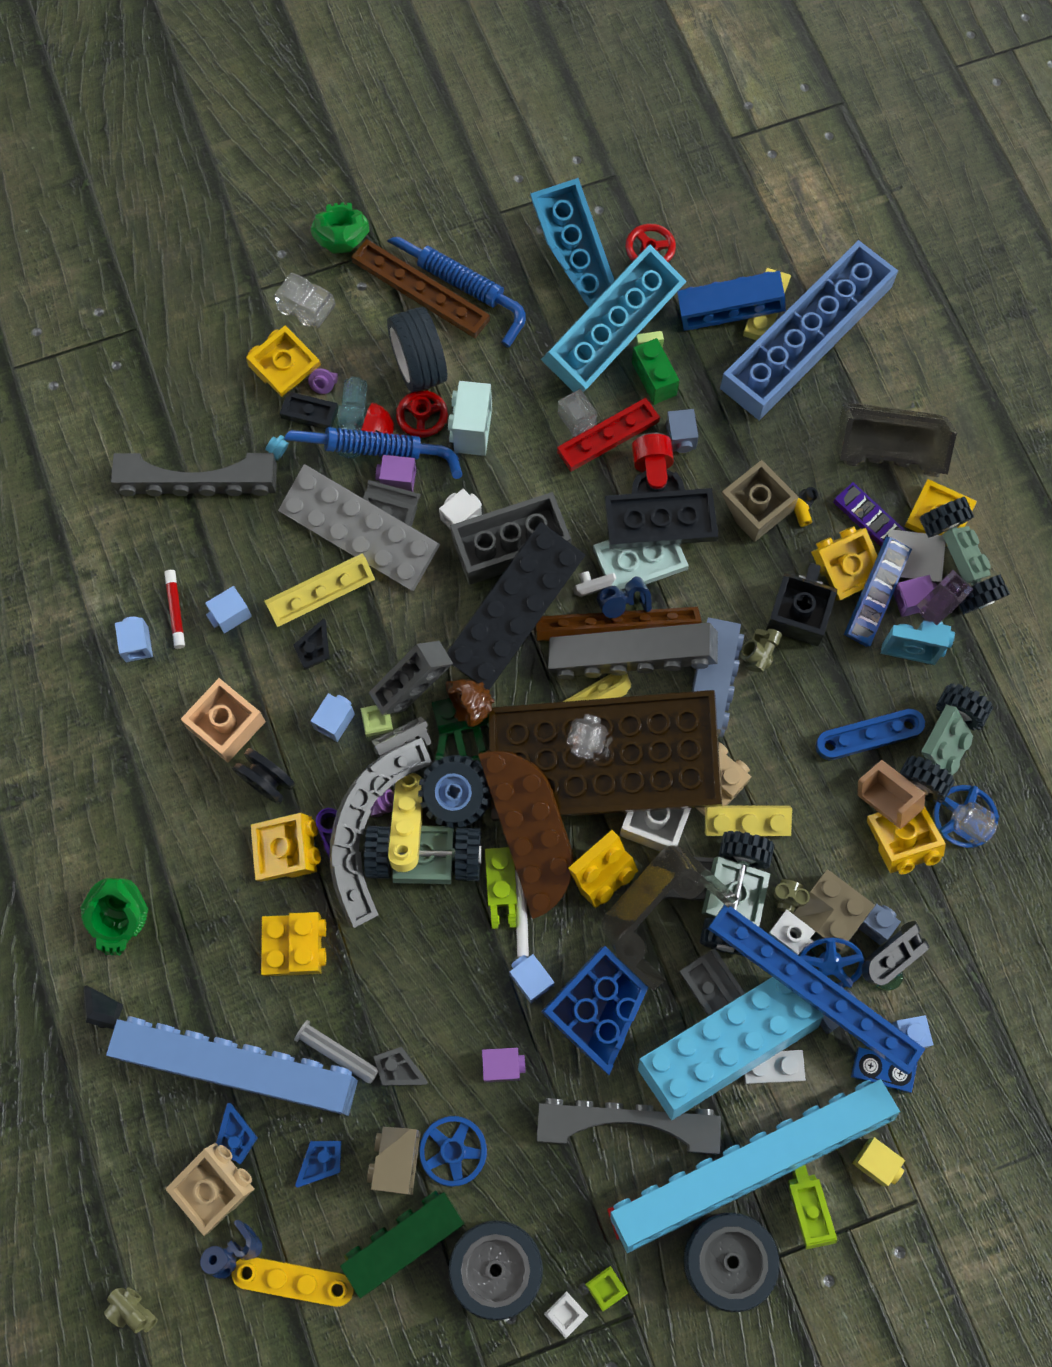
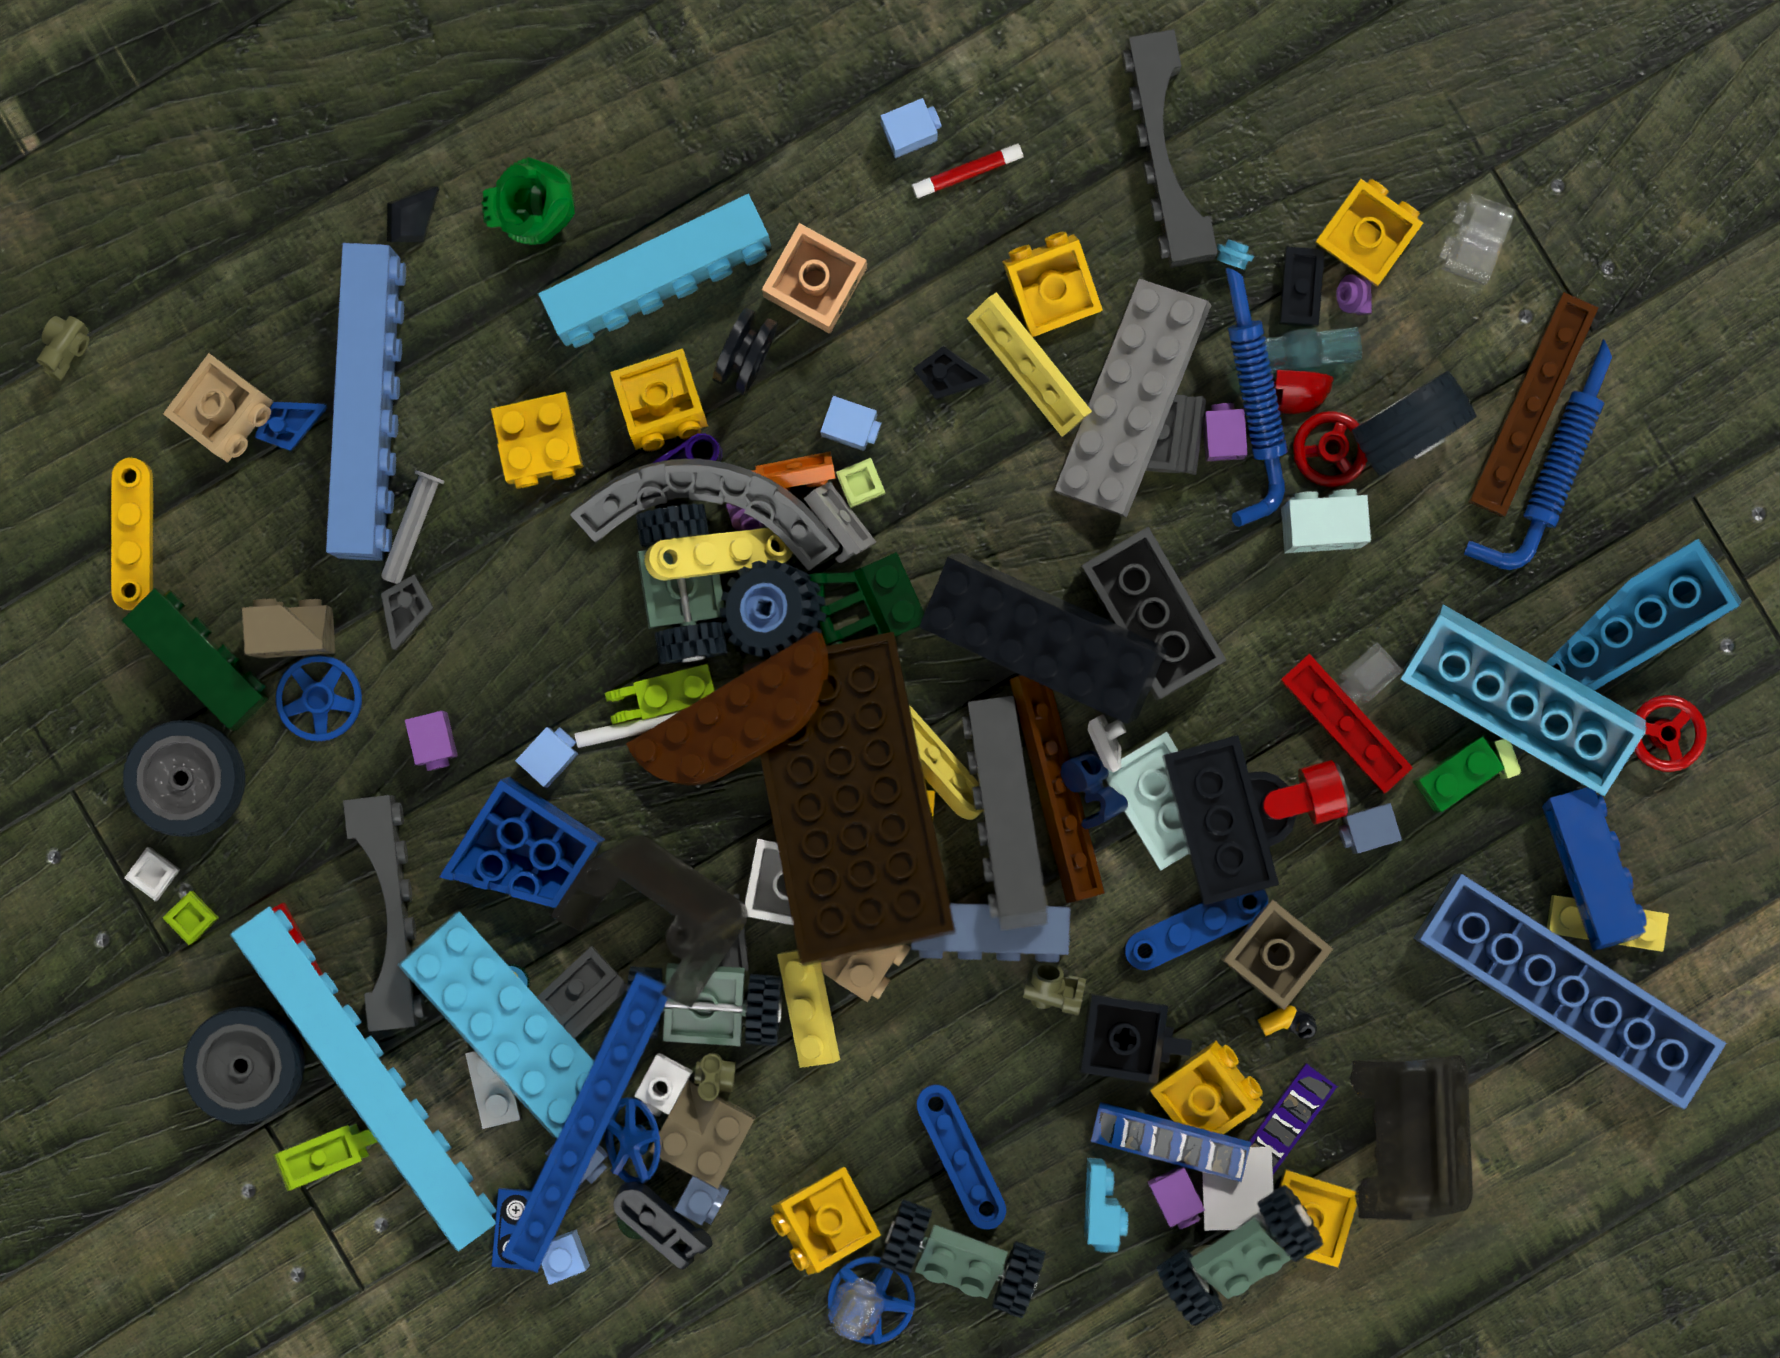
camera: 85 degrees right, 15 degrees up
(189, 829) = (656, 271): none -> medium azure brick
(222, 1262) = (137, 445): dark blue leg -> none
(227, 610) = (975, 244): light blue brick -> none
(266, 564) = (1052, 283): none -> yellow plate
(320, 1162) = (275, 536): blue piece -> none
(339, 228) = (1606, 264): green helmet -> none
(359, 753) = (808, 470): none -> orange plate
(410, 677) = (913, 518): dark grey brick -> none
(460, 508) = (1184, 537): white brick -> none
(469, 700) = (898, 605): reddish brown hair -> none
(587, 736) = (863, 771): clear head -> none
(603, 869) = (701, 825): yellow plate -> none
(732, 558) = (1191, 929): none -> blue plate
(879, 1162) = (396, 1235): light yellow brick -> none
(891, 794) = (876, 1193): medium nougat panel -> none
(944, 598) = (1158, 1231): clear purple brick -> none

